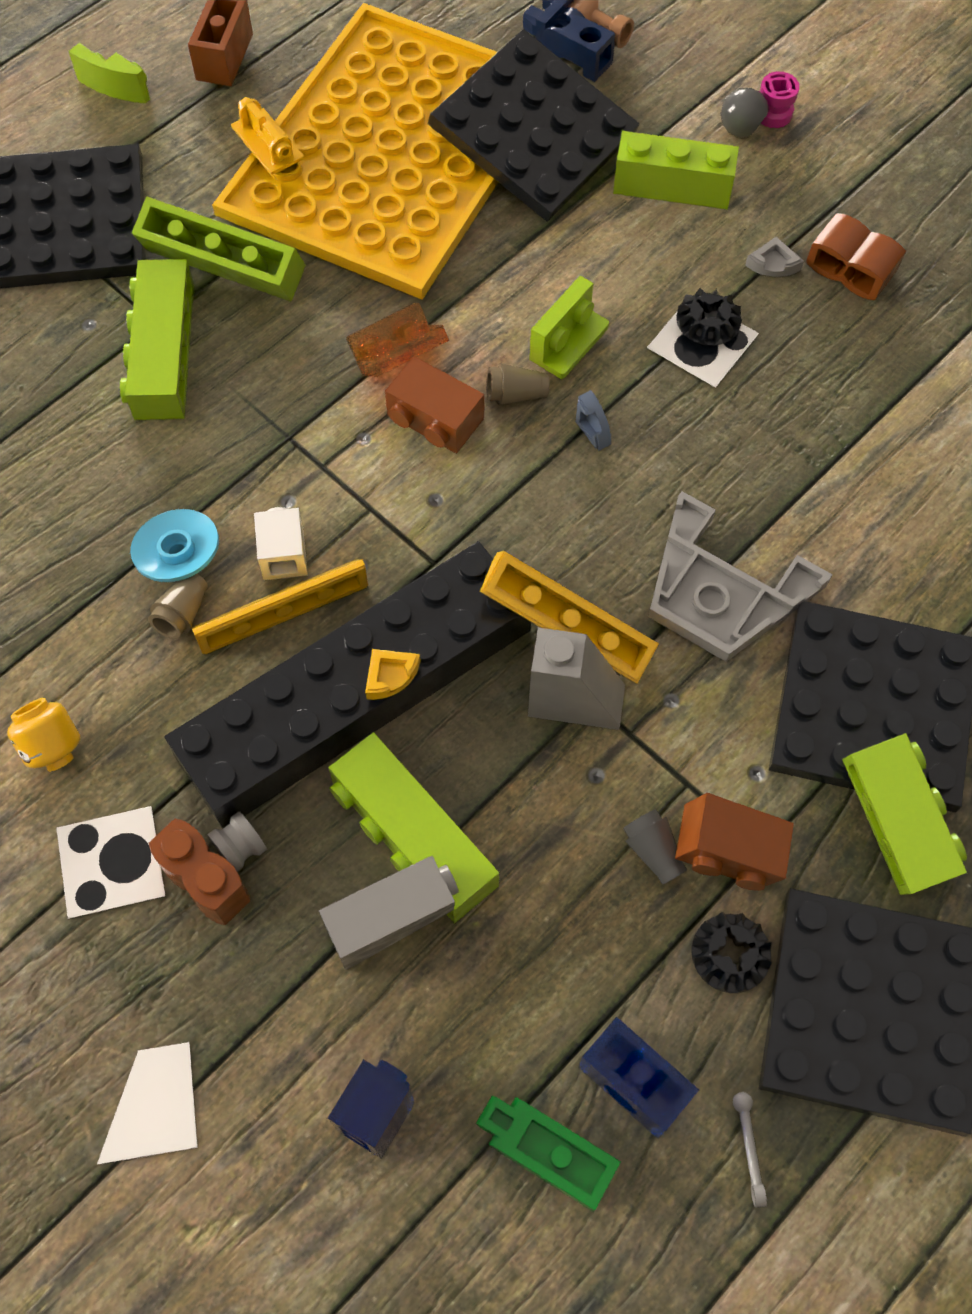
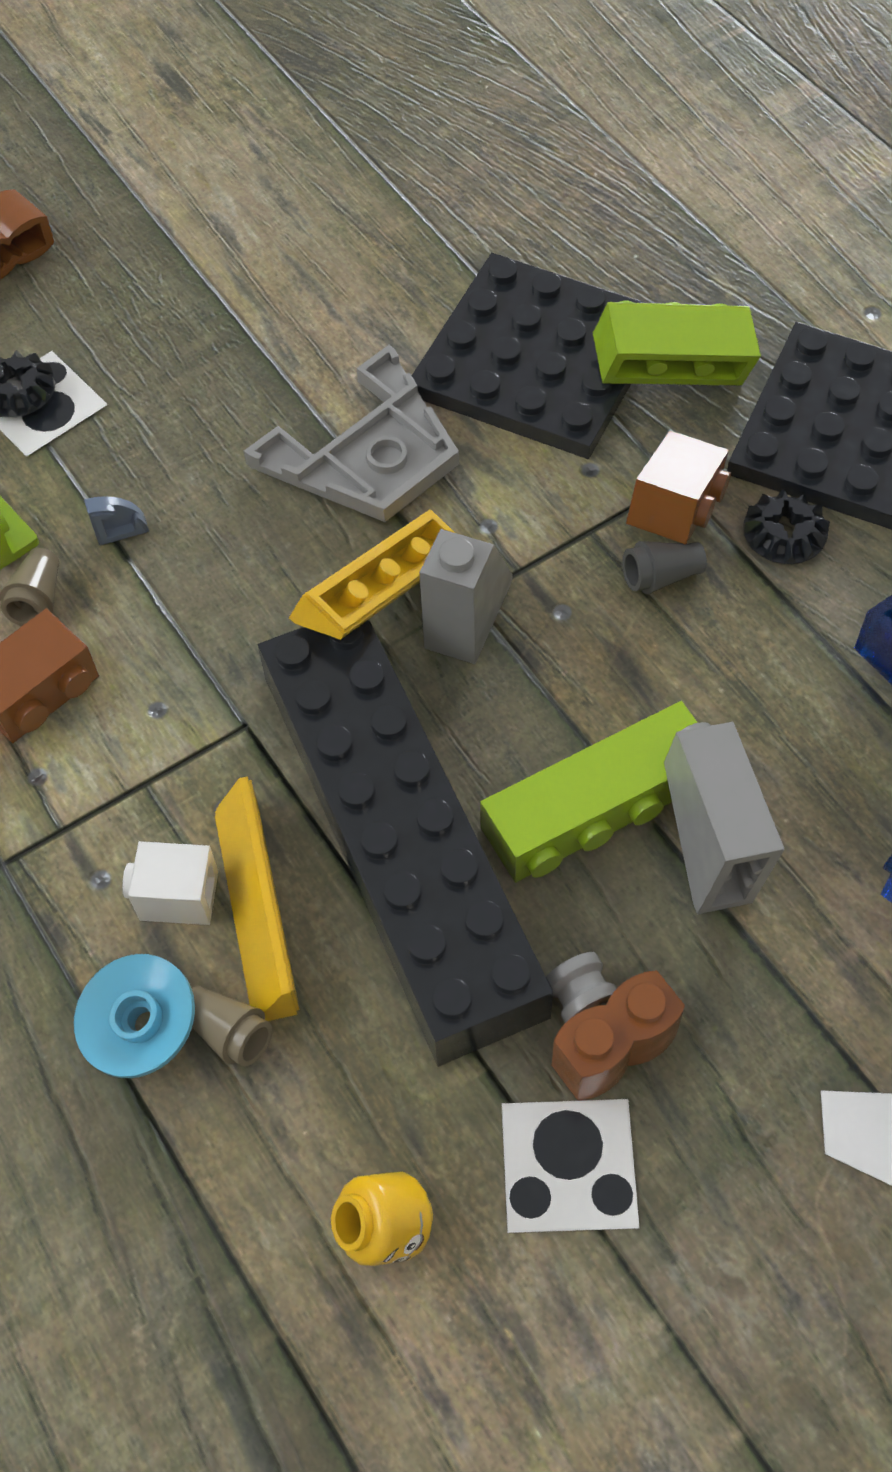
camera: 75 degrees left, 5 degrees down
(390, 673) = (419, 756): yellow tile -> none

